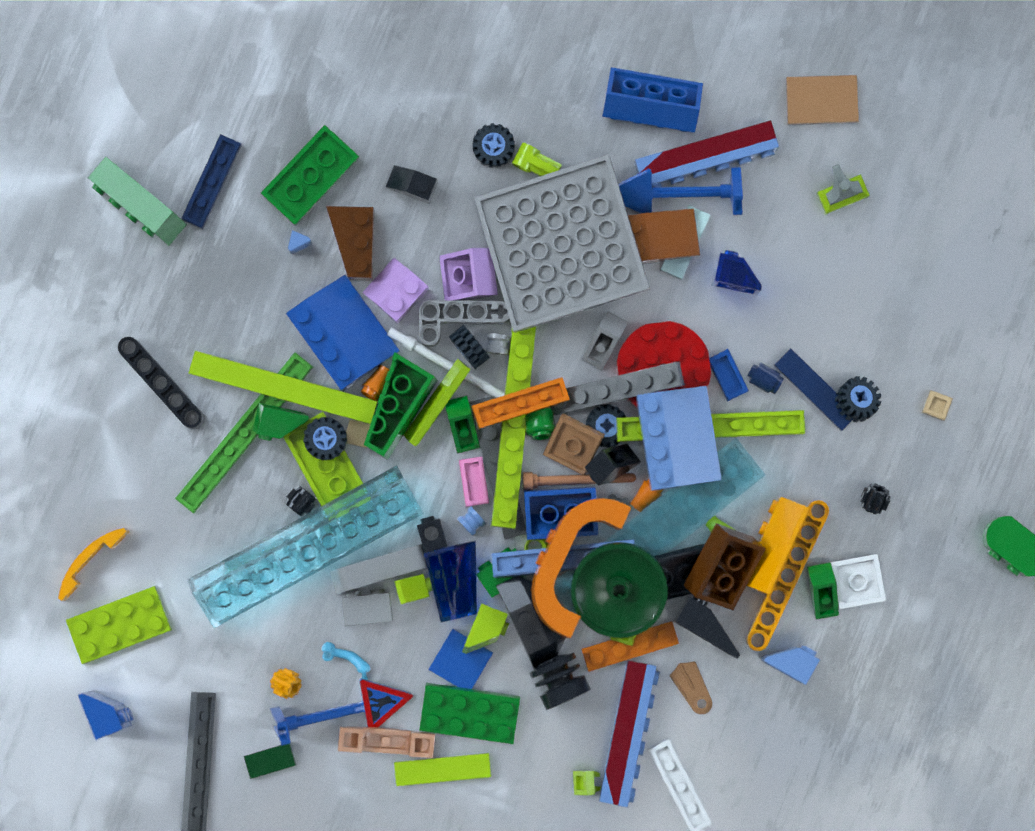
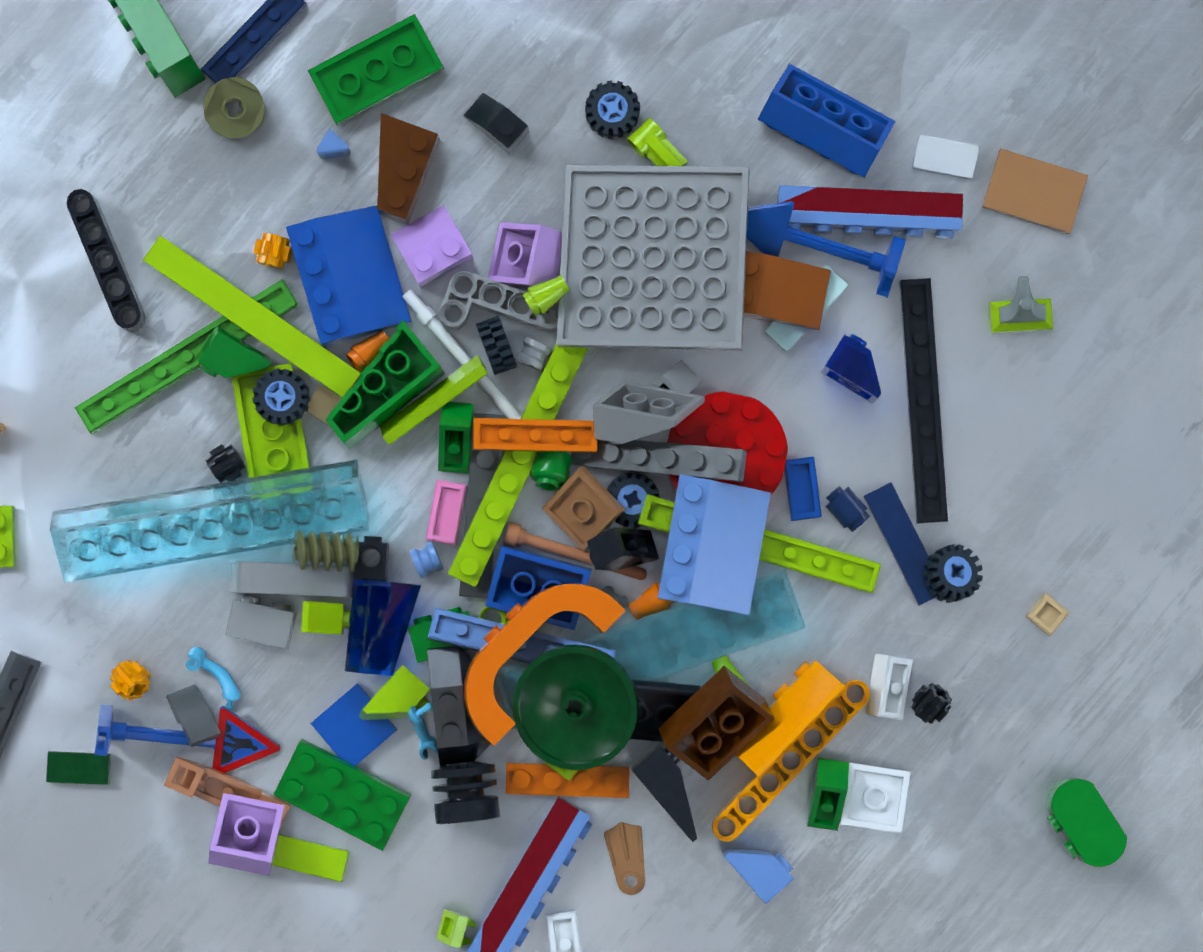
camera: 20 degrees right, 0 degrees up
(205, 247) = (217, 114): none -> olive plate
(281, 334) = (272, 250): none -> light orange gear
(341, 692) = (193, 715): none -> dark grey slope
(397, 539) = (325, 550): none -> olive piece
(410, 765) = (246, 834): none -> lavender slope
(493, 297) = (546, 294): none -> lime cone
(508, 642) = (426, 741): none -> medium azure piece
(592, 358) = (639, 411): none -> light grey slope
(748, 96) = (945, 156): none -> white slope
(793, 280) = (923, 400): none -> black tile
(840, 497) = (889, 686): none -> white slope

